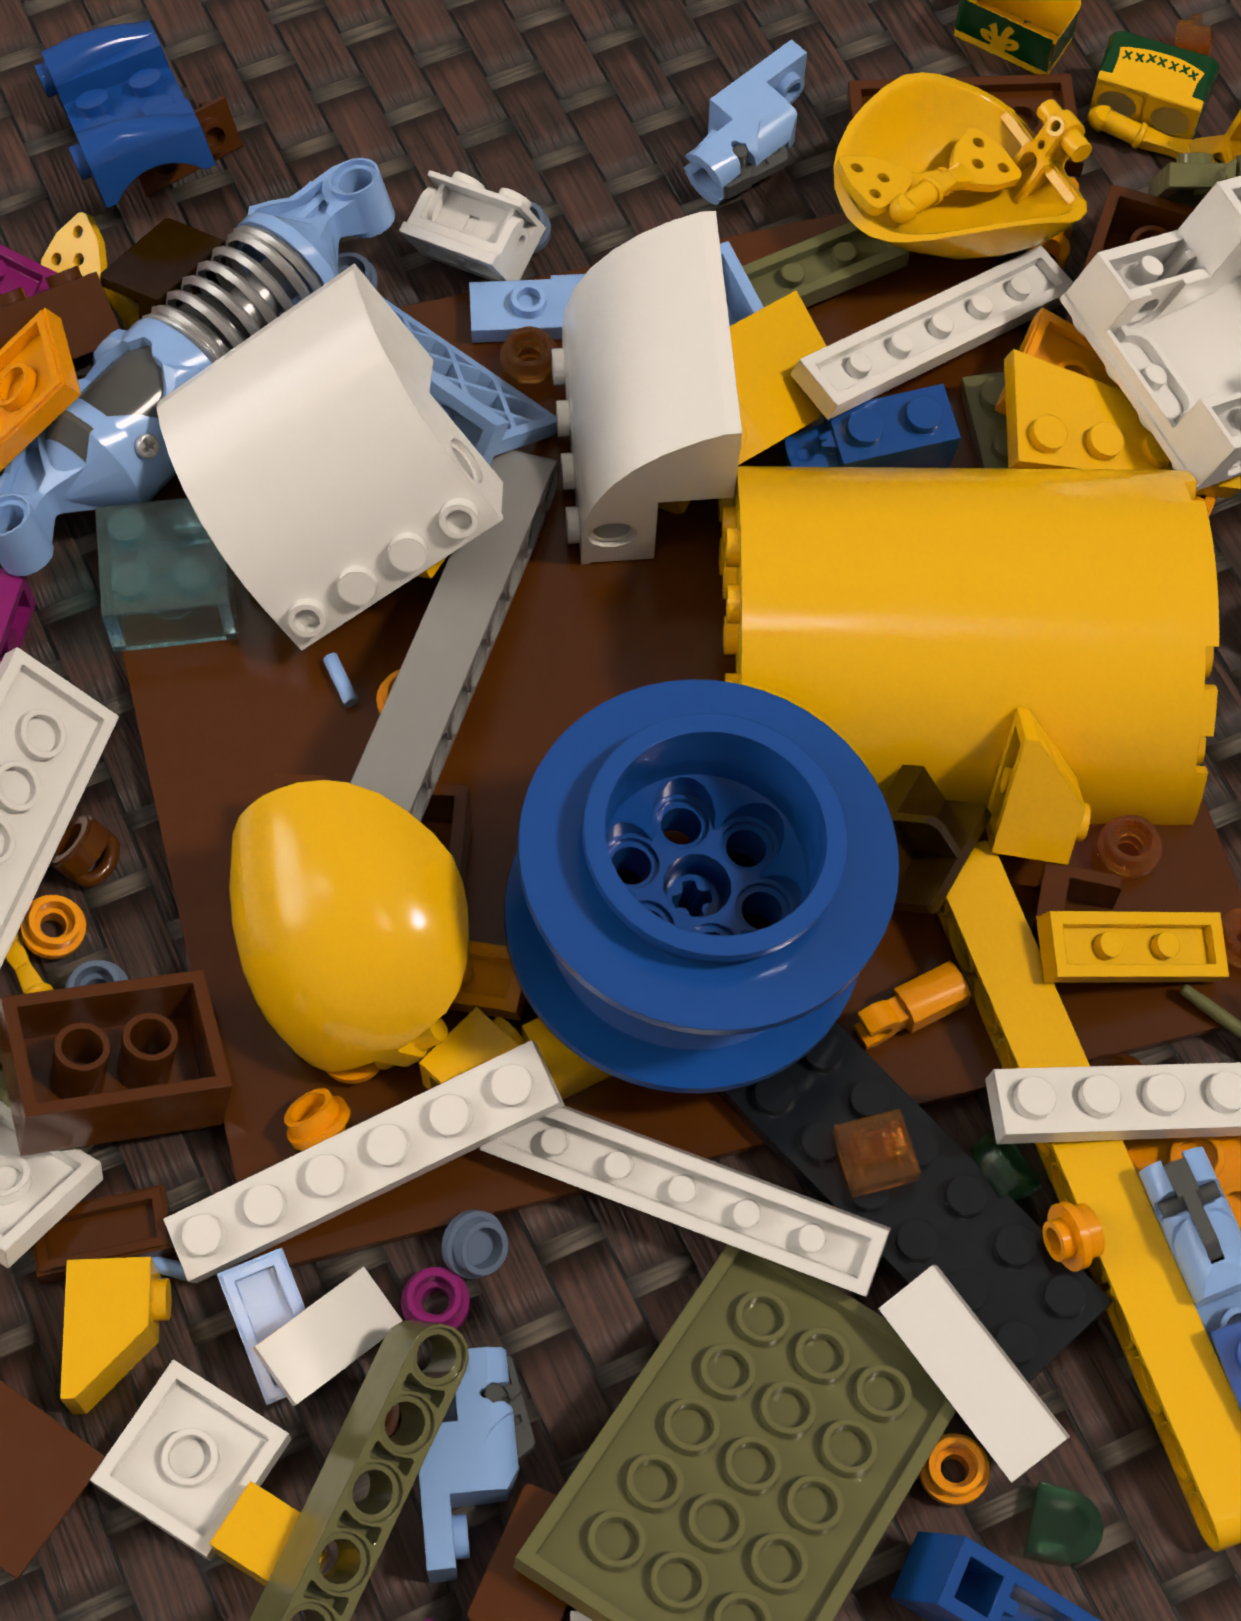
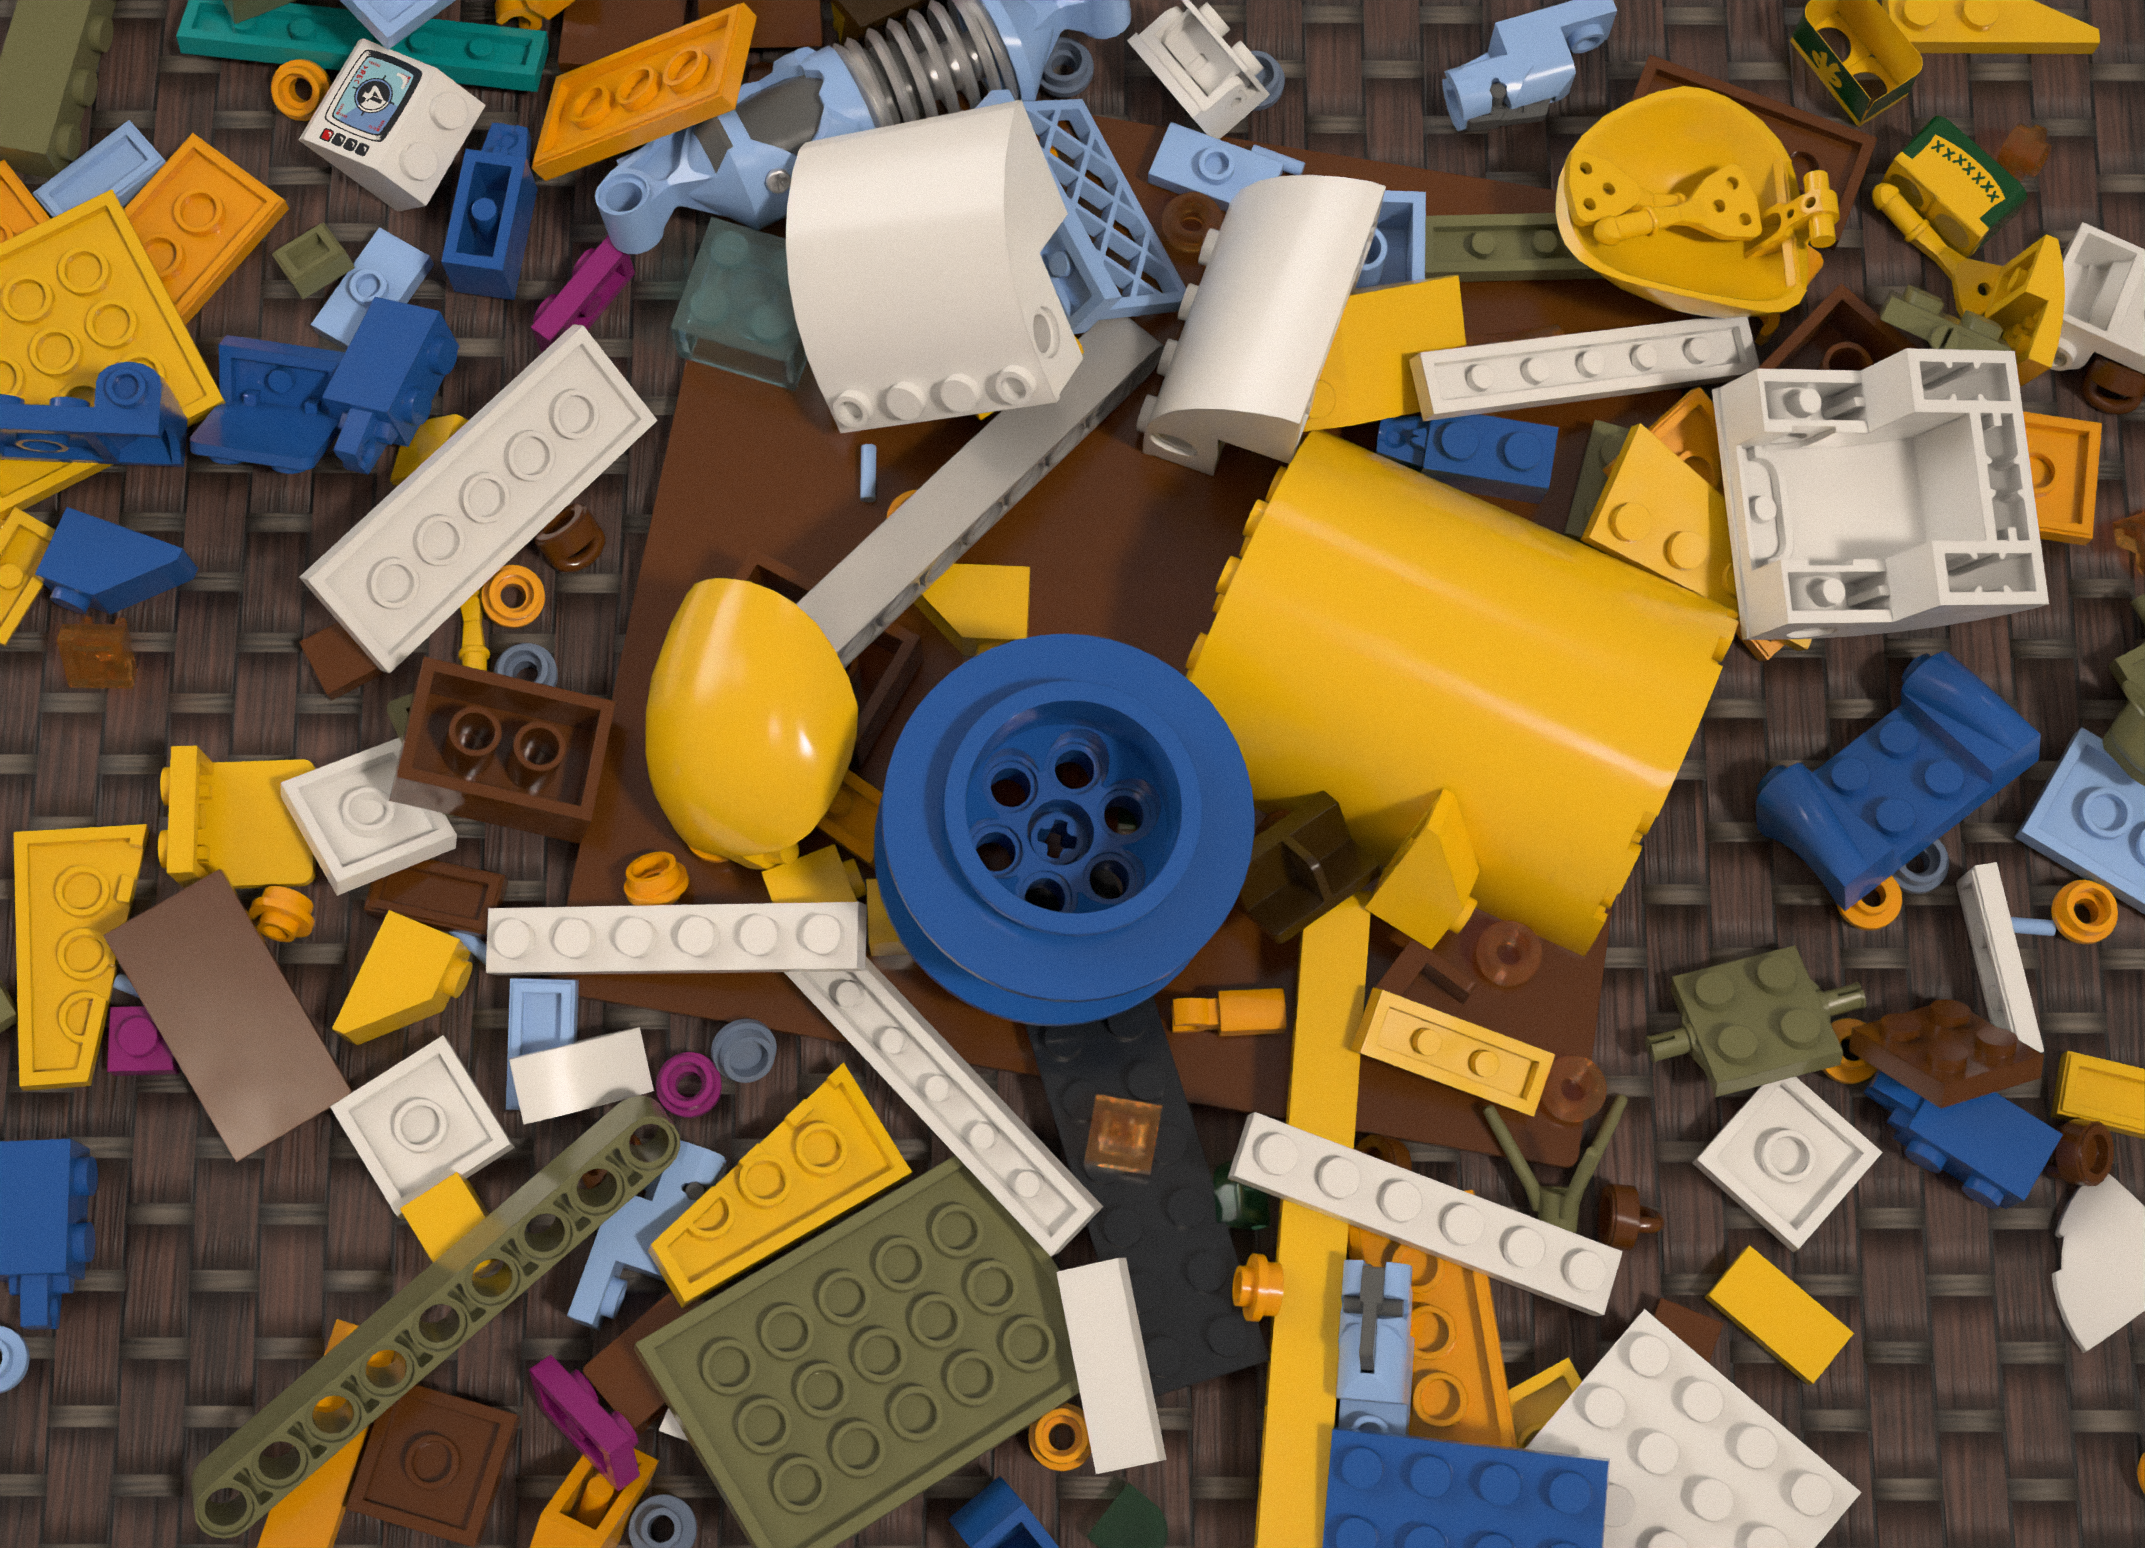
camera: 25 degrees right, 10 degrees up
(501, 747) = (979, 605): none -> yellow slope
(583, 1347) = (796, 1181): none -> yellow wing

